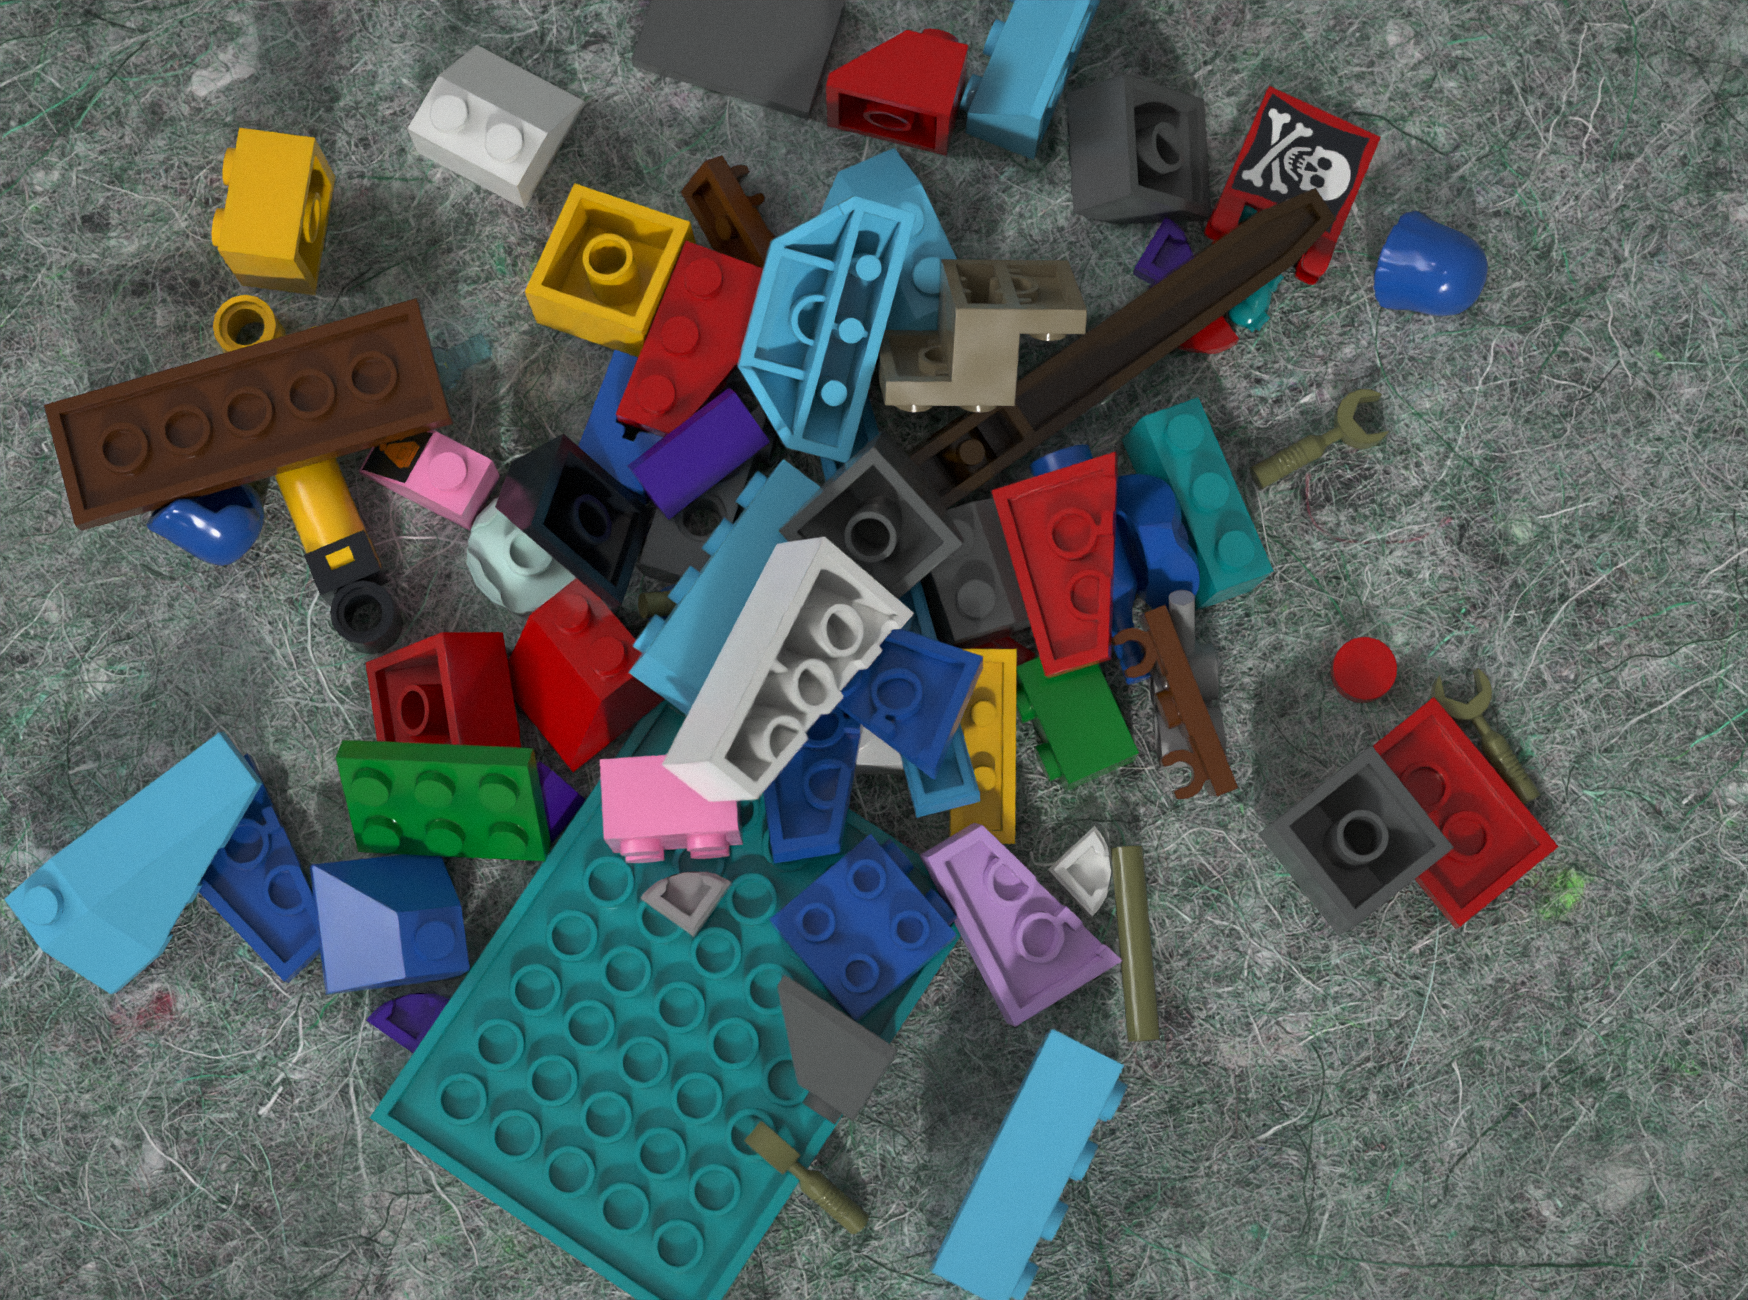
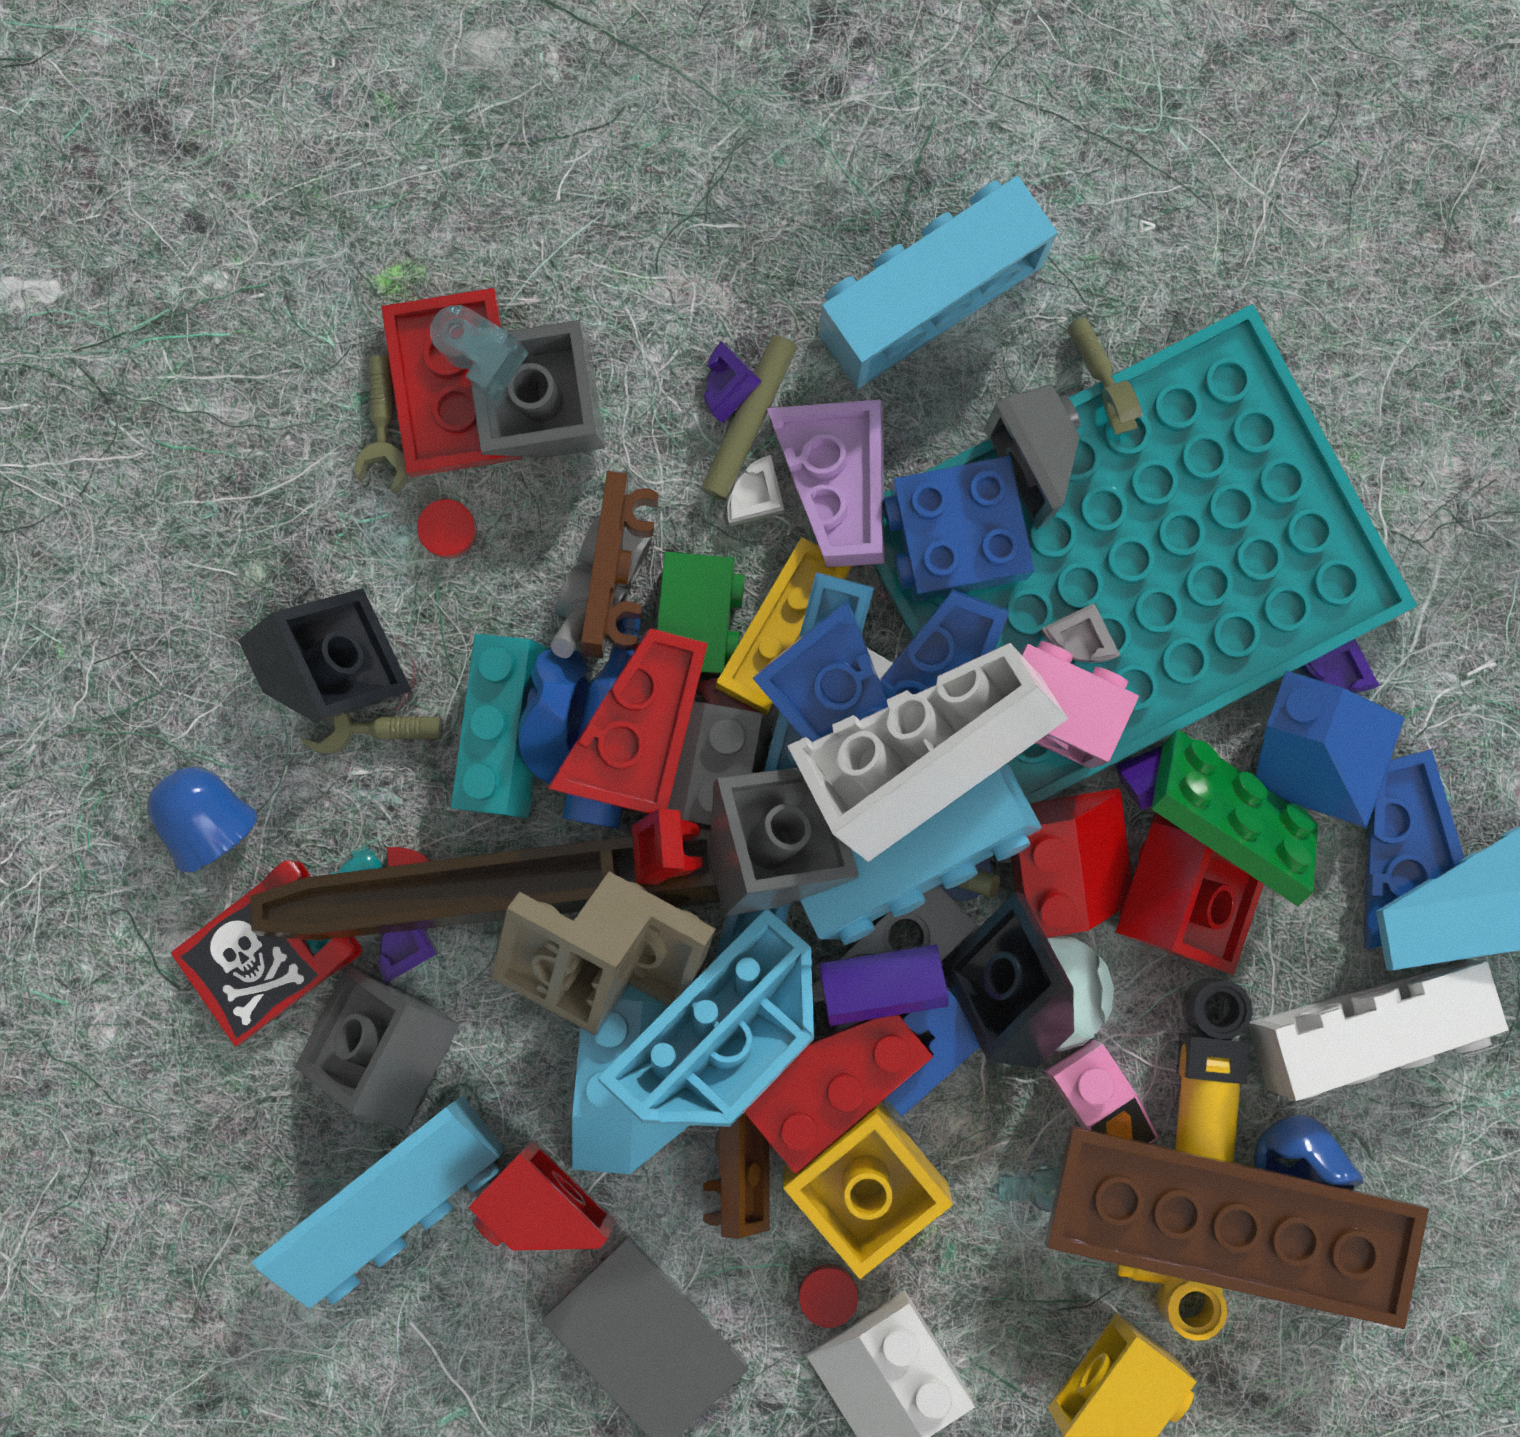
camera: 150 degrees left, 5 degrees up
(202, 676) = (1378, 1030): none -> white wedge
(593, 161) = (828, 1295): none -> red tile
(980, 458) = (659, 847): none -> red tile
(1175, 966) = (728, 382): none -> dark purple tile
(1399, 477) = (325, 657): none -> black slope
(1433, 840) = (477, 345): none -> clear light blue leg

